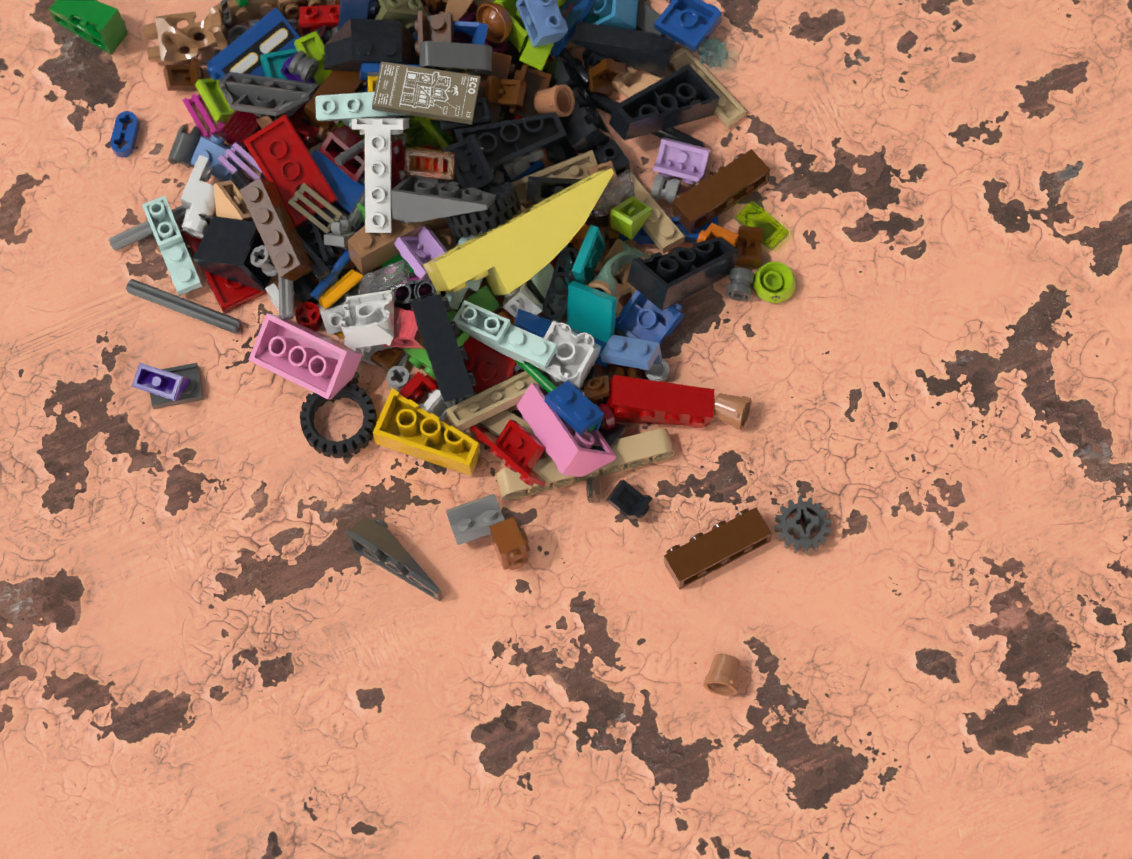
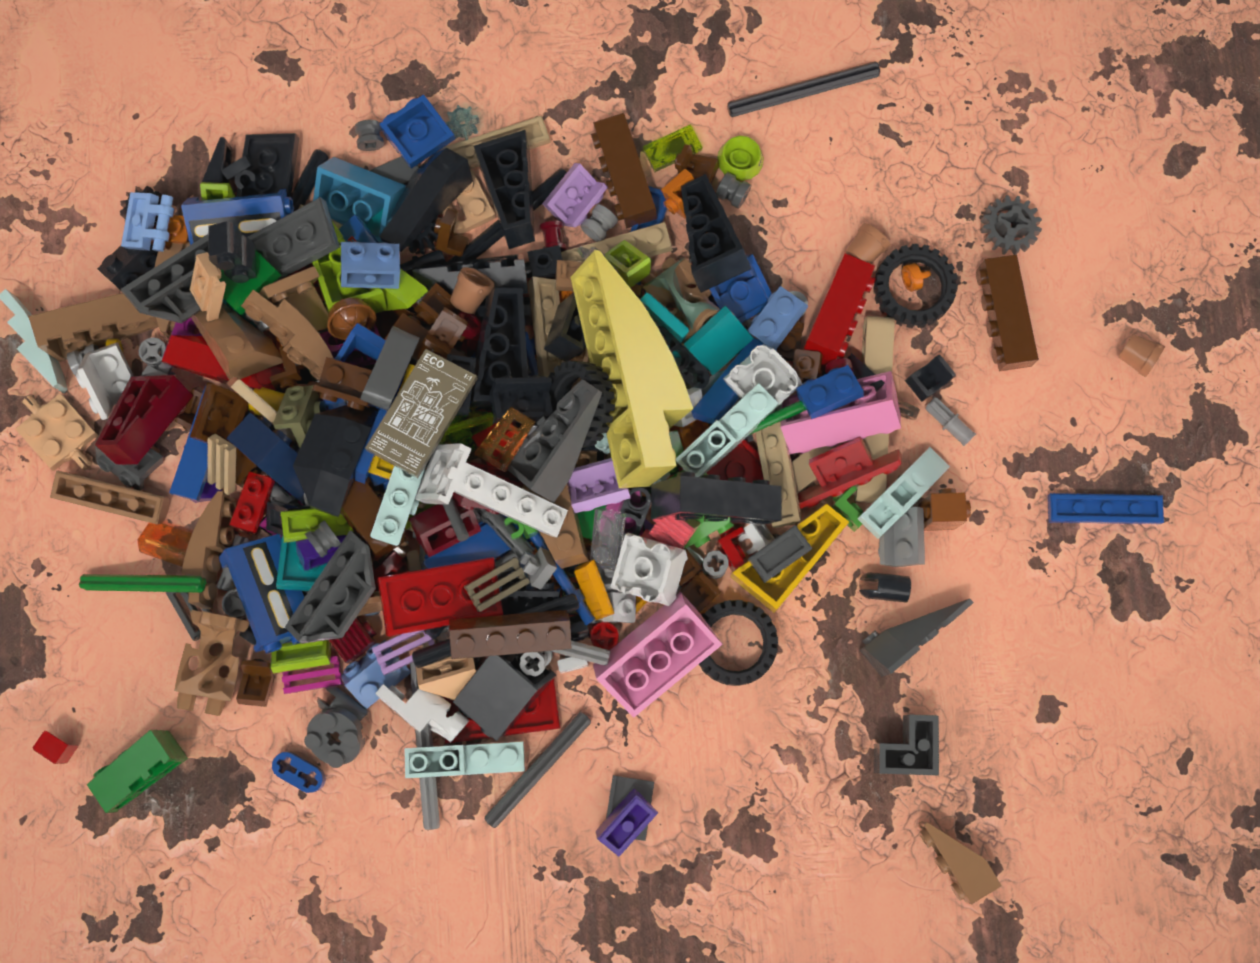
camera: 75 degrees left, 10 degrees up
(154, 136) = (331, 751): none -> dark grey plate
(209, 662) = (968, 870): none -> medium nougat slope
(291, 589) = (918, 752): none -> dark grey brick
(369, 375) = (701, 590): none -> reddish brown bracket
(420, 417) = (779, 554): none -> dark grey tile
(429, 525) = (890, 587): none -> black piece
(483, 472) = (849, 511): none -> bright green bracket
(514, 503) = (903, 493): none -> light aqua slope
(526, 110) = (473, 327): none -> dark red tile
(568, 691) = (1105, 509): none -> blue tile
(598, 532) = (950, 421): none -> light grey axle
(640, 158) = (553, 234): none -> dark red bush
(714, 433) = (929, 258): none -> black tyre
(720, 458) = (913, 276): none -> orange tile
(863, 313) = (803, 89): none -> black axle

